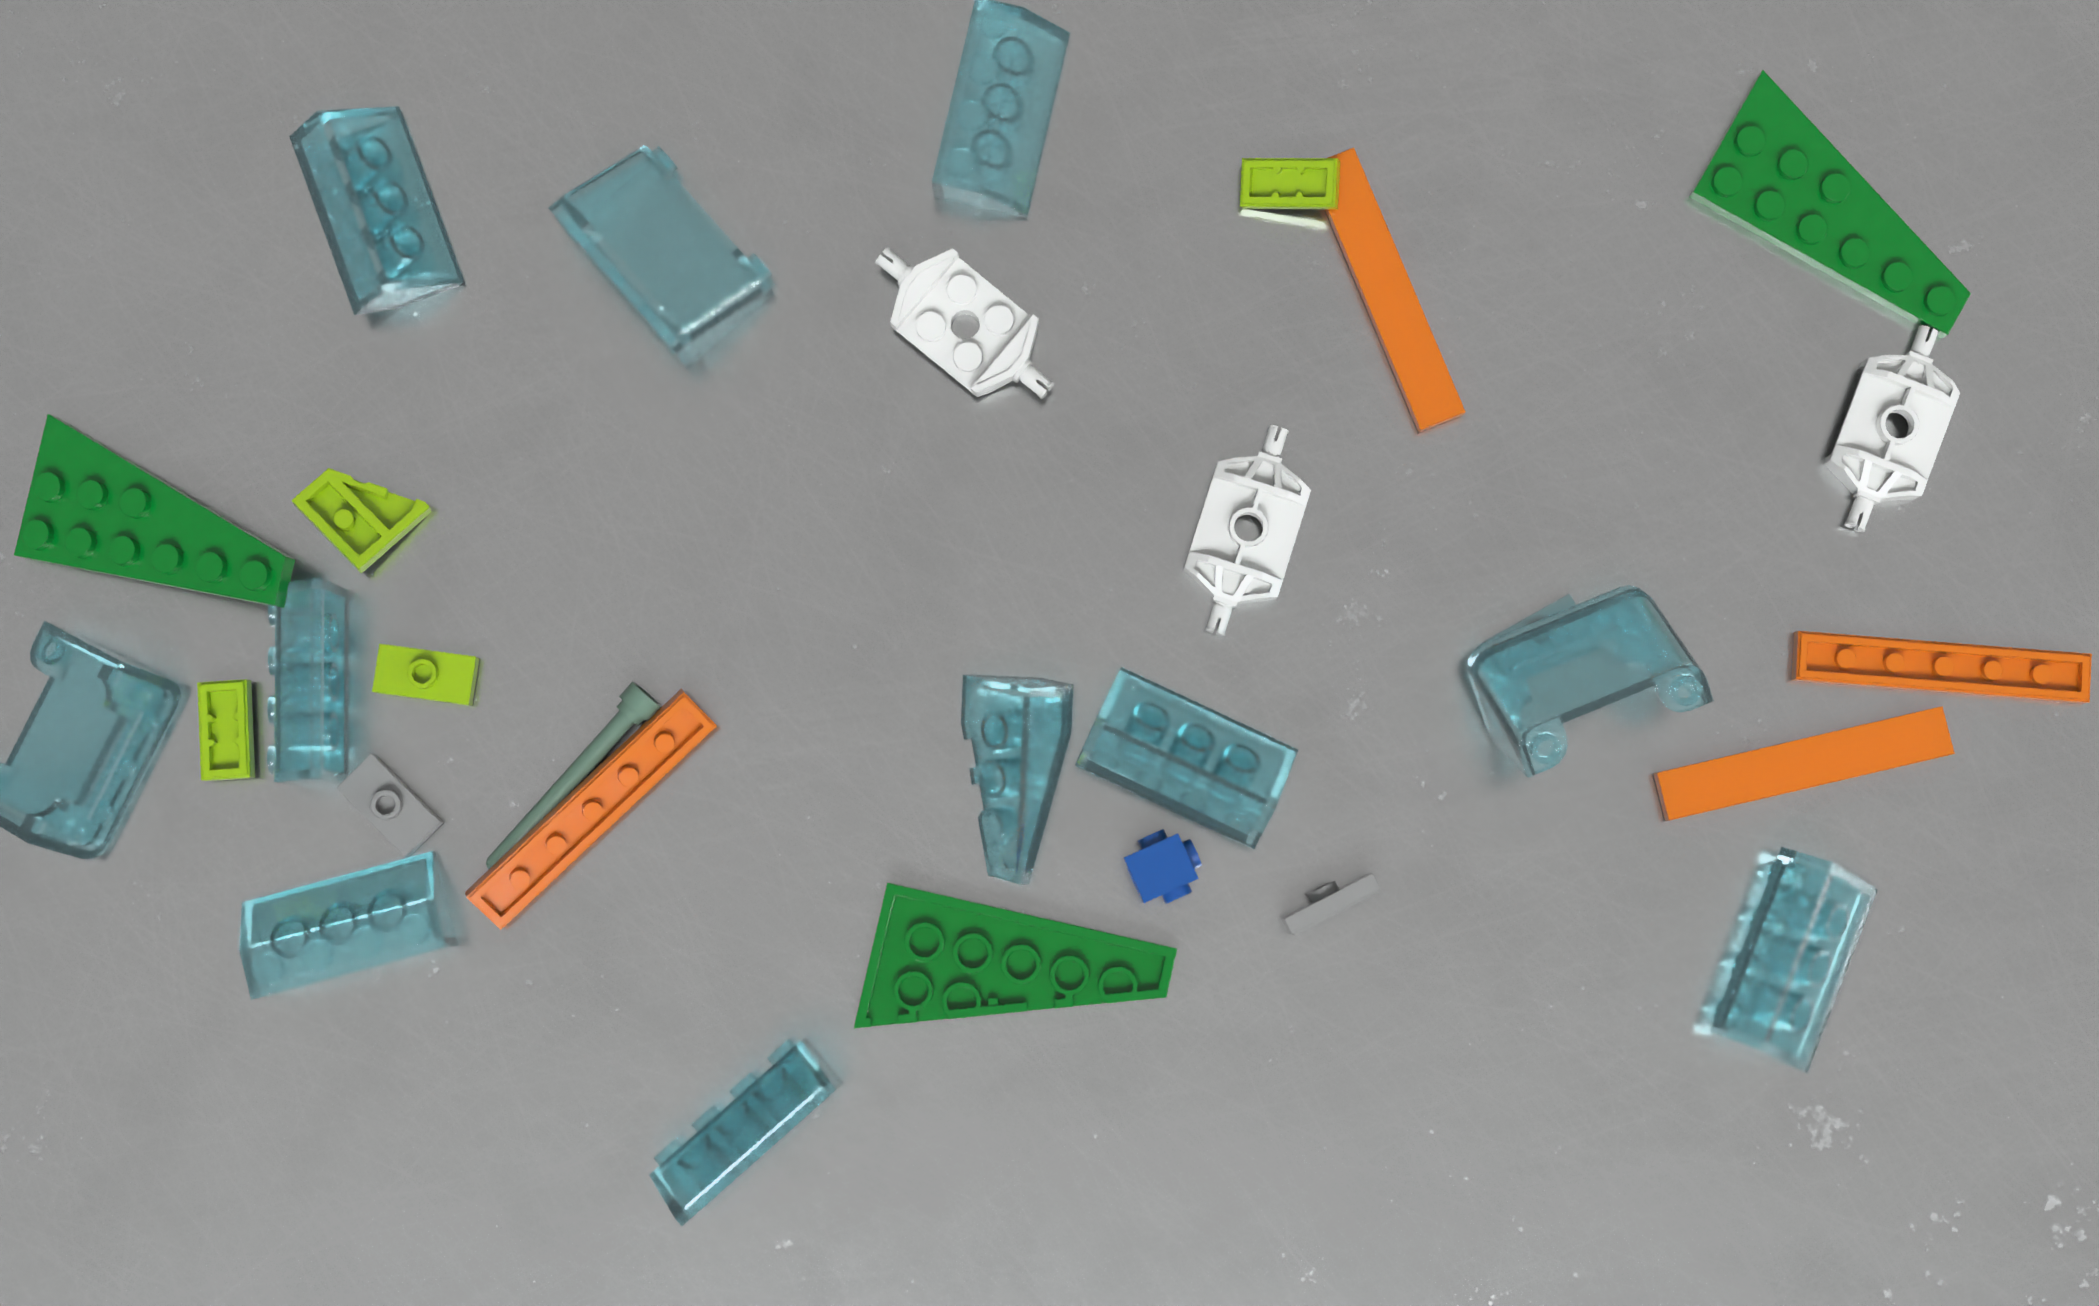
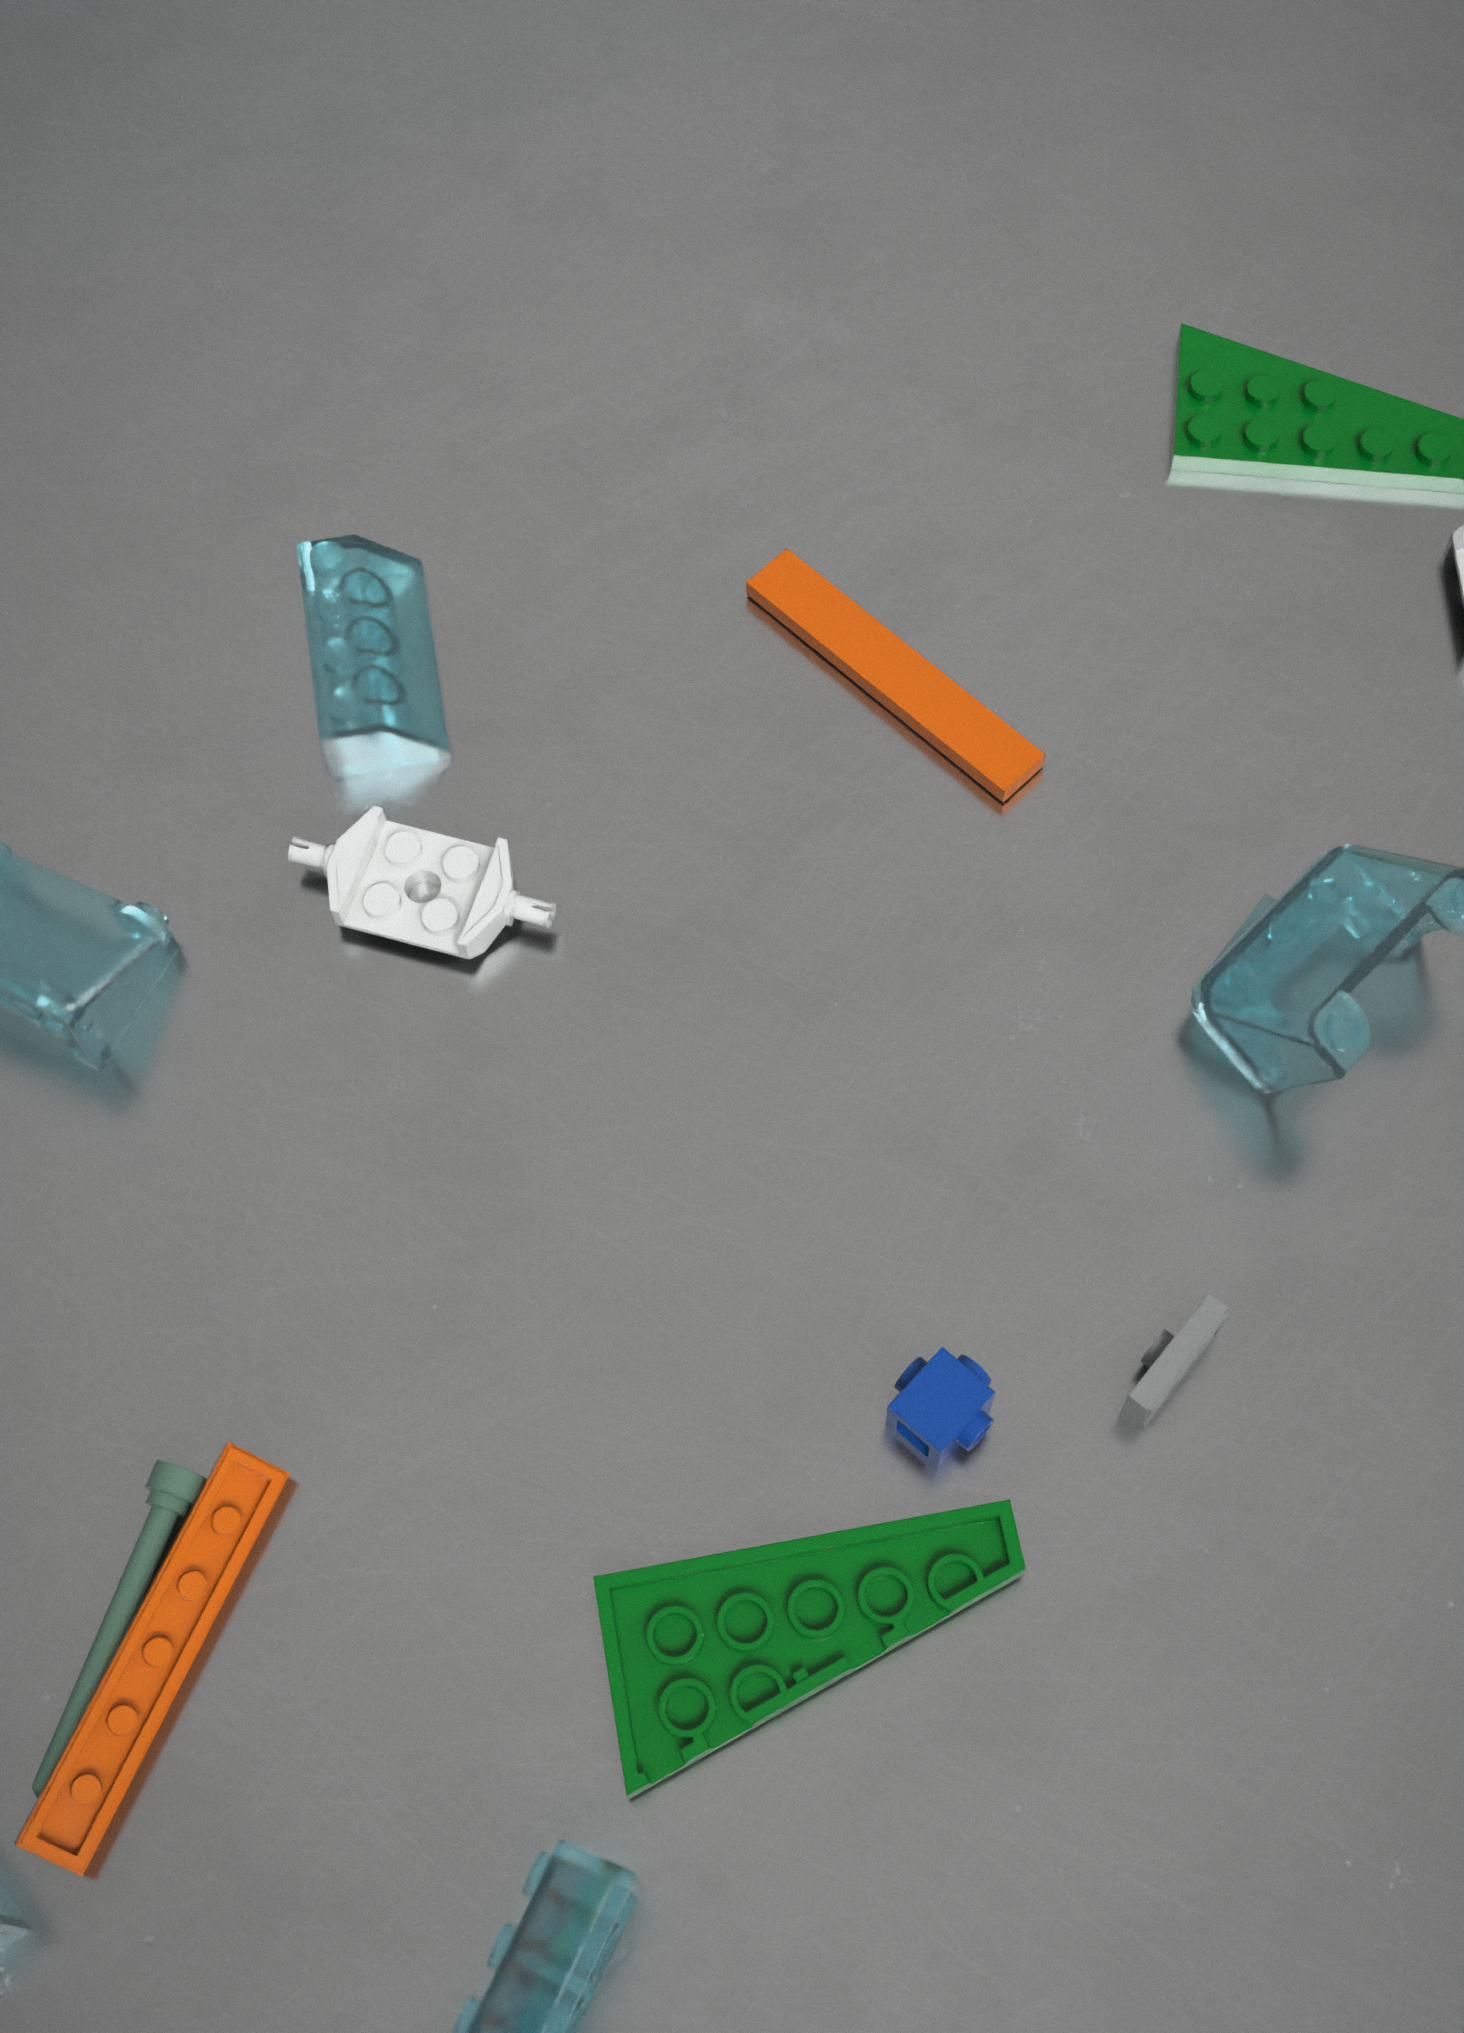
camera: 20 degrees left, 20 degrees down
(1018, 749) = (694, 1340): clear light blue wedge -> none
(1187, 758) = (911, 1263): clear light blue slope -> none
(1240, 569) = (866, 1020): white plate -> none
(1290, 183) = (733, 605): lime plate -> none

